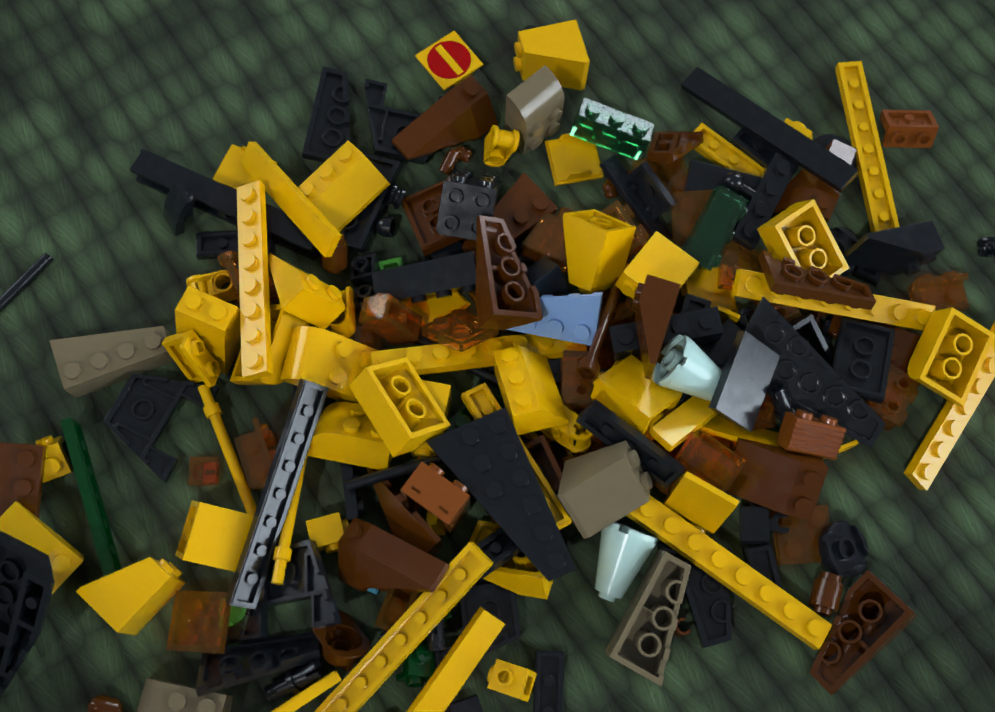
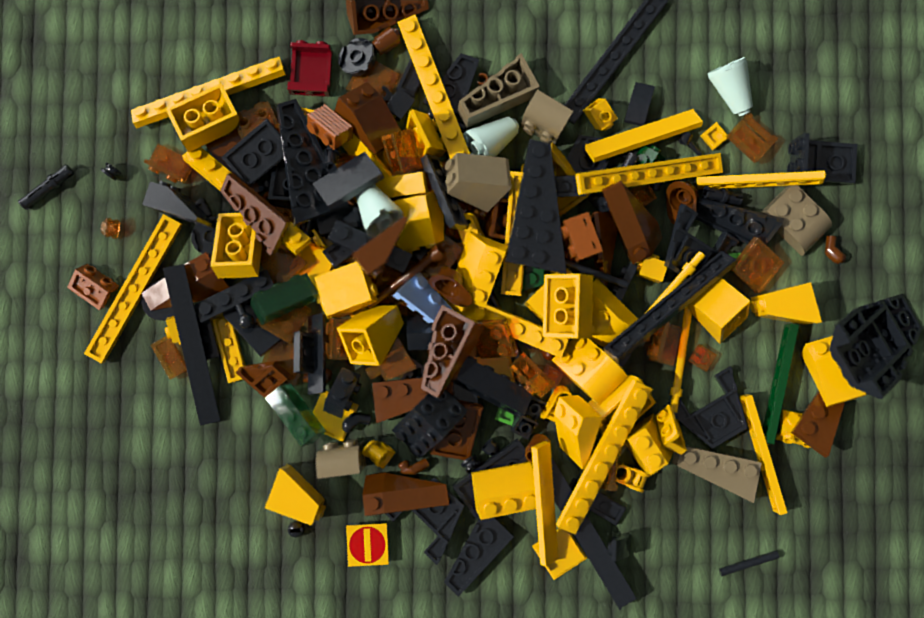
camera: 140 degrees left, 15 degrees up
(69, 406) = (762, 454): none -> yellow tile
(548, 166) = (353, 420): none -> black arm
(548, 352) = (450, 286): none -> reddish brown piece
(576, 619) = (545, 118): none -> dark tan brick
(581, 177) = (340, 395): none -> black brick
(779, 106) = (169, 357): none -> clear orange plate
(881, 500) = (310, 69): none -> dark red panel
(940, 191) = (110, 228): none -> clear orange plate

